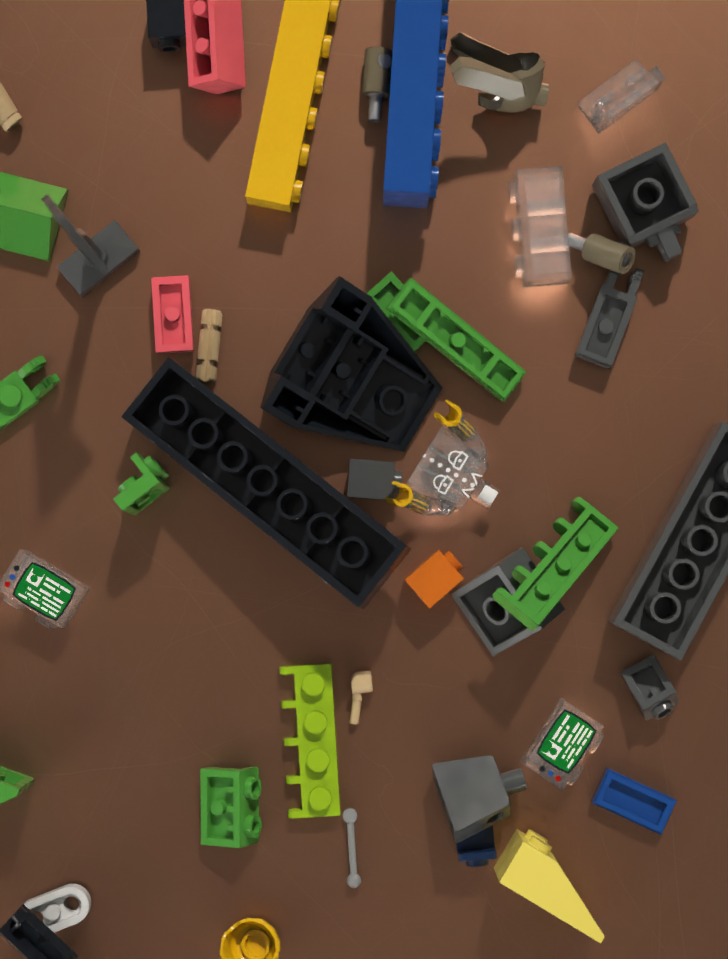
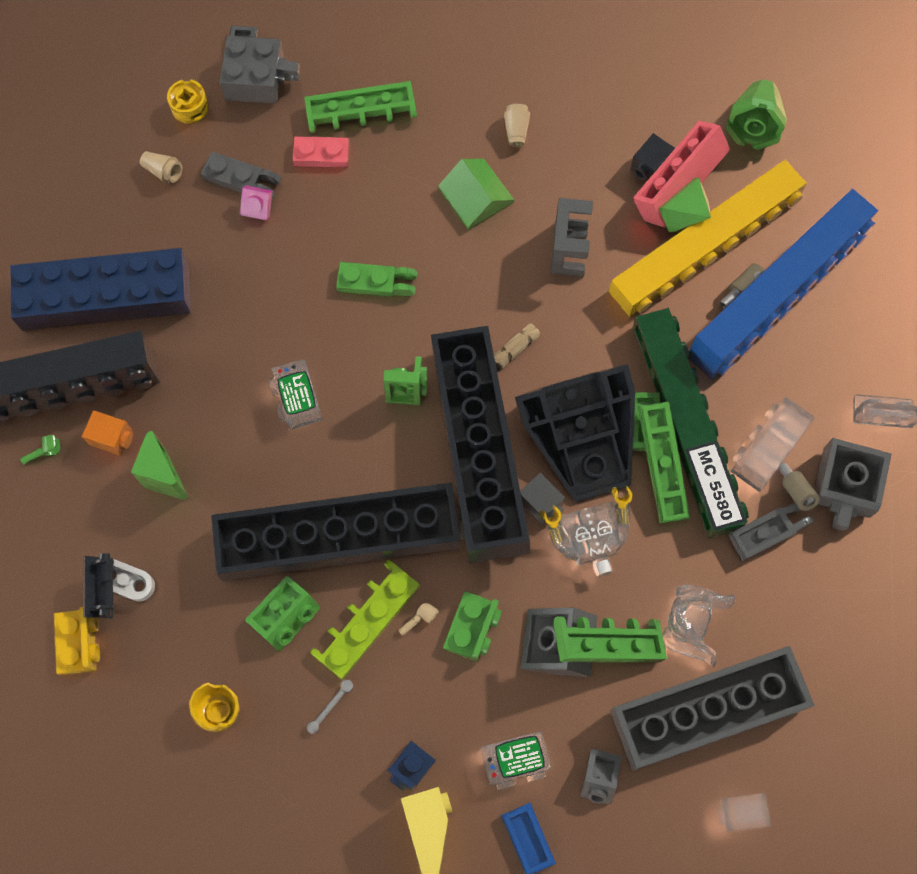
camera: 40 degrees right, 15 degrees down
(95, 256) = (497, 247): dark grey piece -> none
(145, 168) = (564, 233): none -> dark grey panel
(172, 314) = (511, 311): coral plate -> none
(208, 690) = (335, 532): none -> black brick
(251, 47) = (686, 207): none -> bright green slope
(414, 658) = (471, 626): none -> bright green bracket
(435, 577) = (527, 588): orange brick -> none
(453, 280) = (695, 434): none -> dark green brick
(475, 793) = (435, 738): dark grey torso -> none
(510, 80) = (827, 349): dark tan piece -> none
(608, 470) = (690, 620): none -> clear hair

